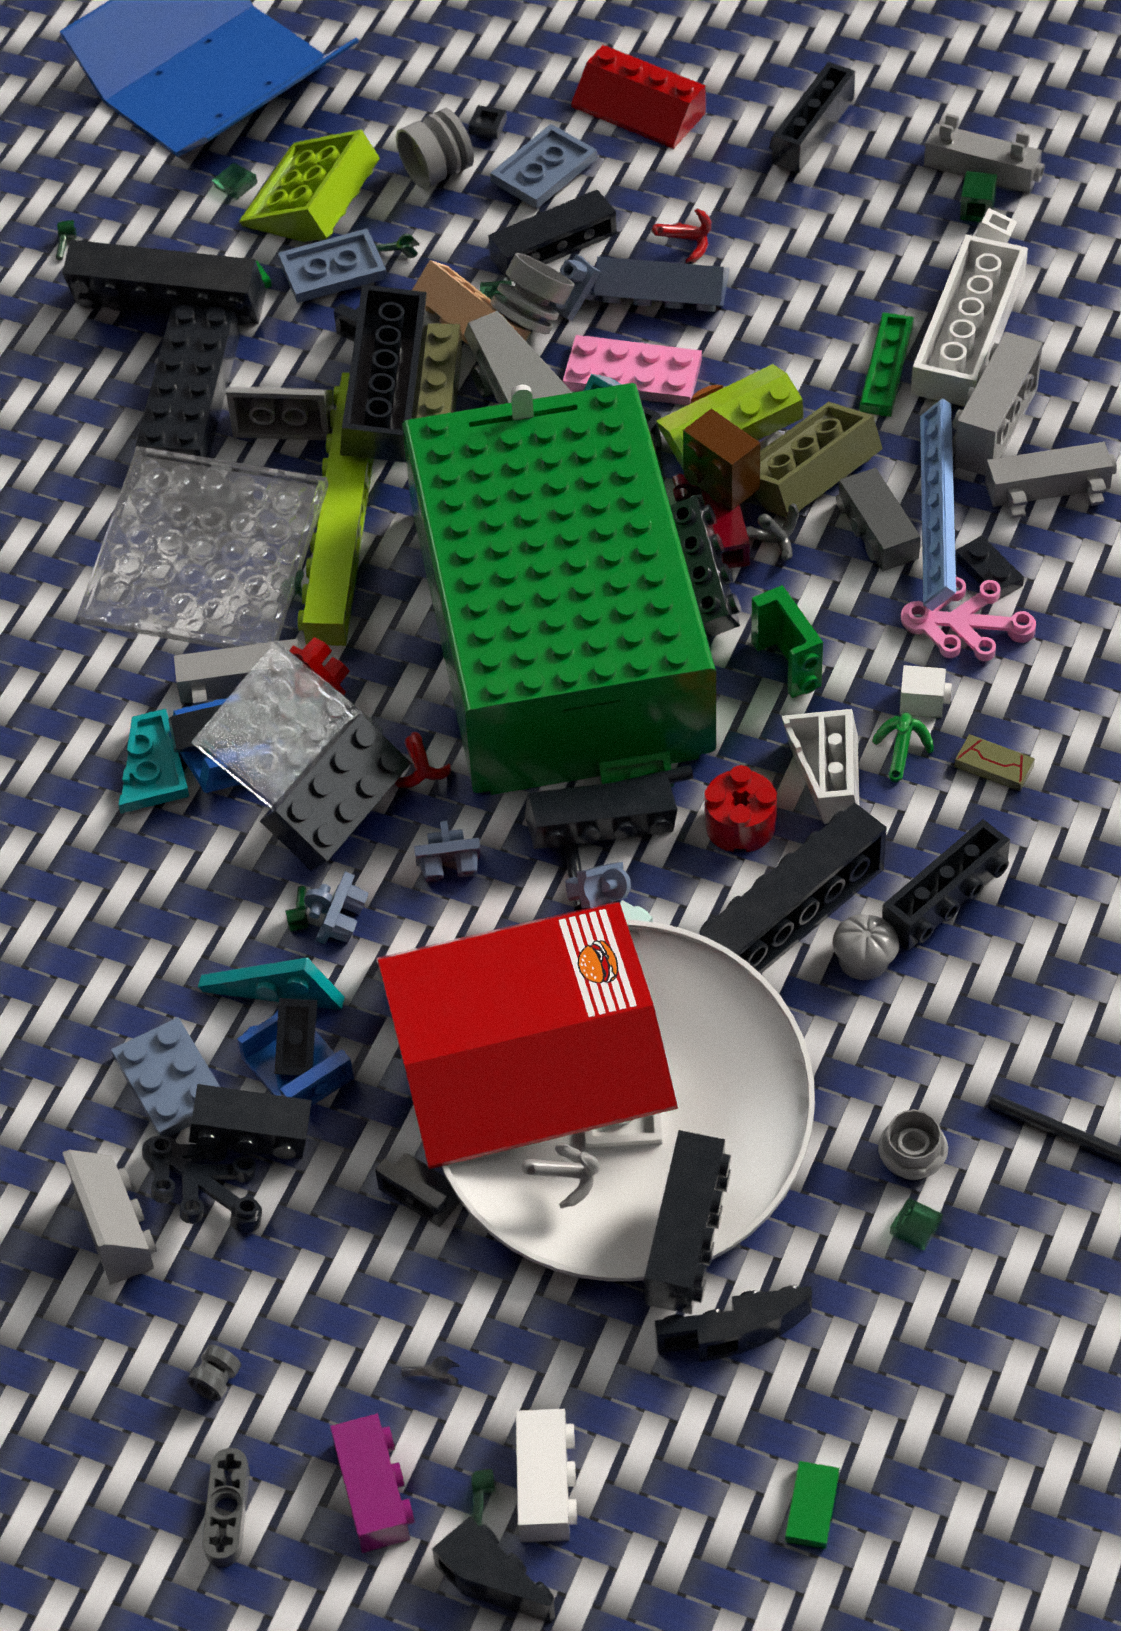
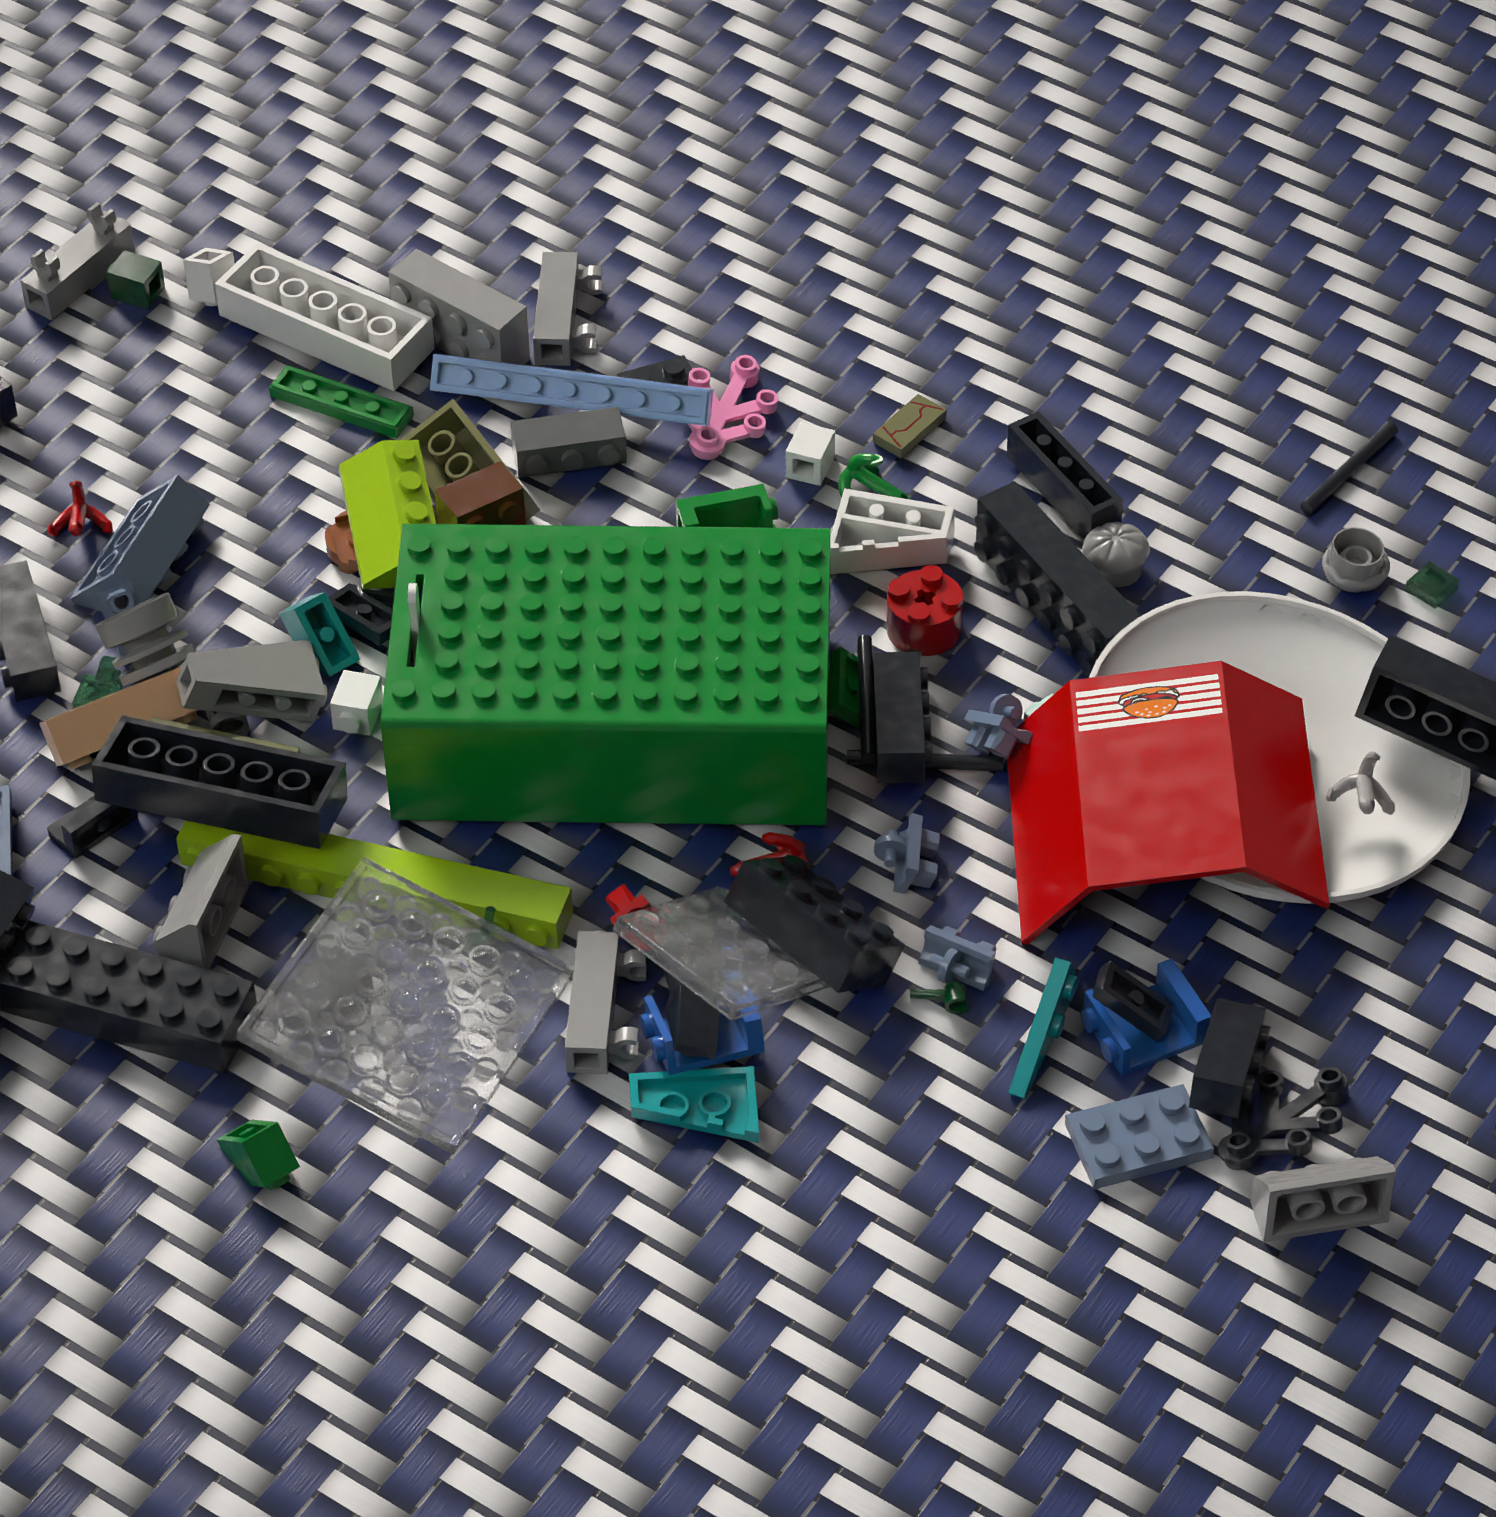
camera: 80 degrees left, 5 degrees down
(52, 502) = (260, 1153): none -> green slope
(417, 1188) = (1325, 941): black panel -> none
(658, 371) = (263, 587): bright pink plate -> none
(774, 533) = (565, 512): dark grey piece -> none

